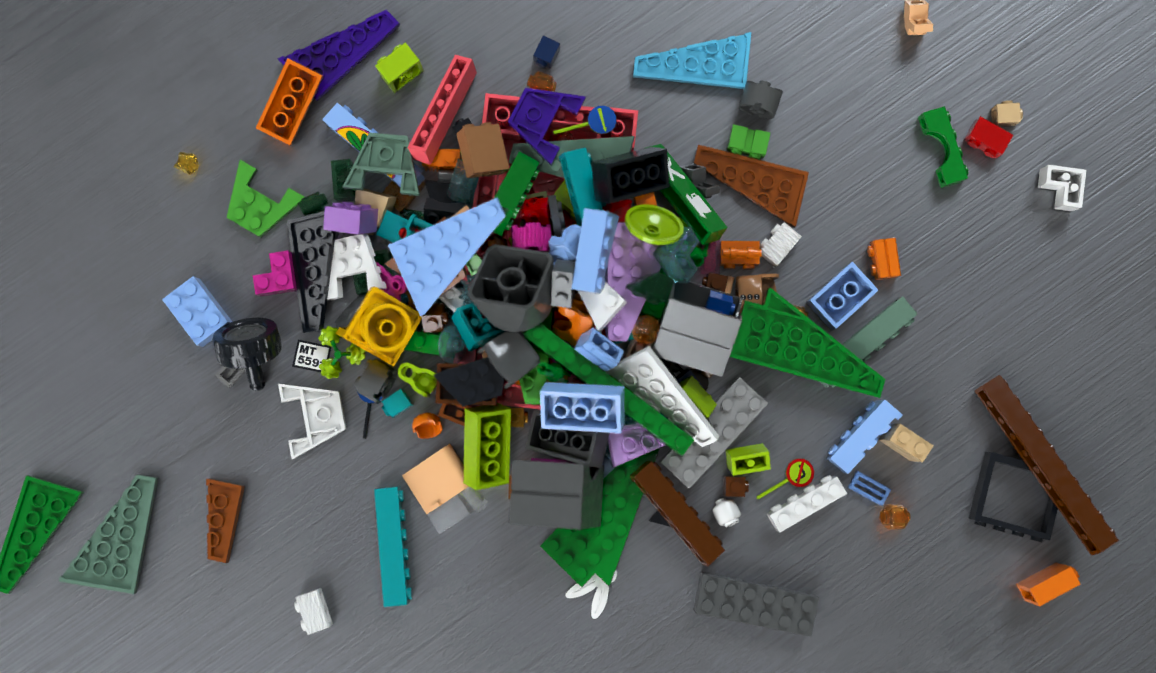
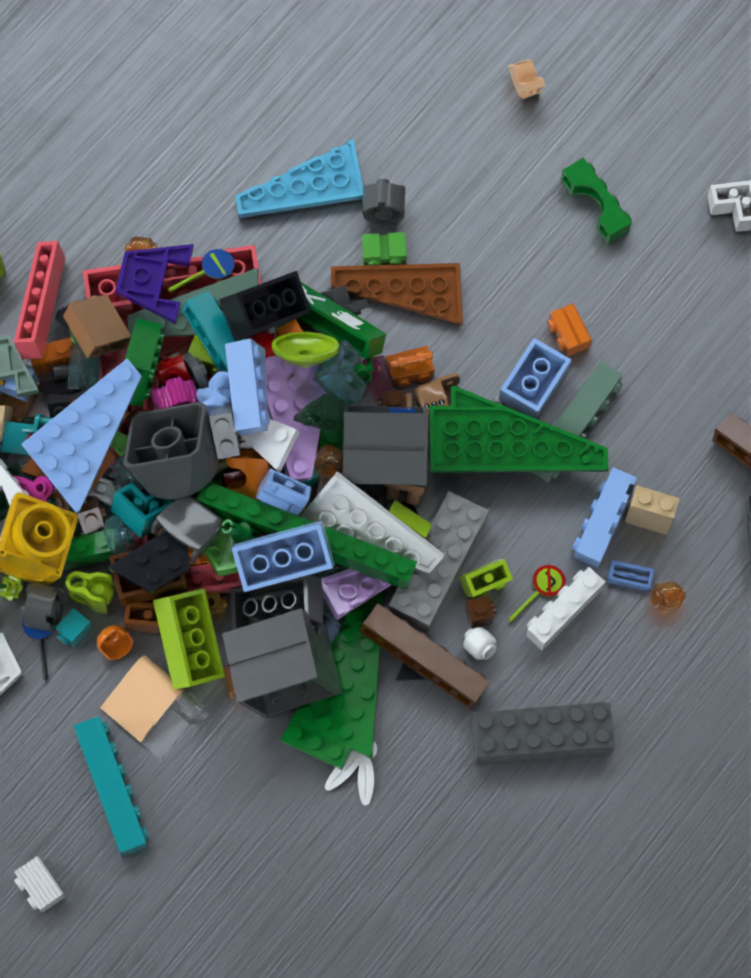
camera: 15 degrees left, 15 degrees down
(546, 52) = (136, 216): dark blue brick -> none
(779, 244) = (450, 345): white brick -> none
(988, 137) = (641, 178): red brick -> none
(1006, 114) = (652, 150): tan brick -> none

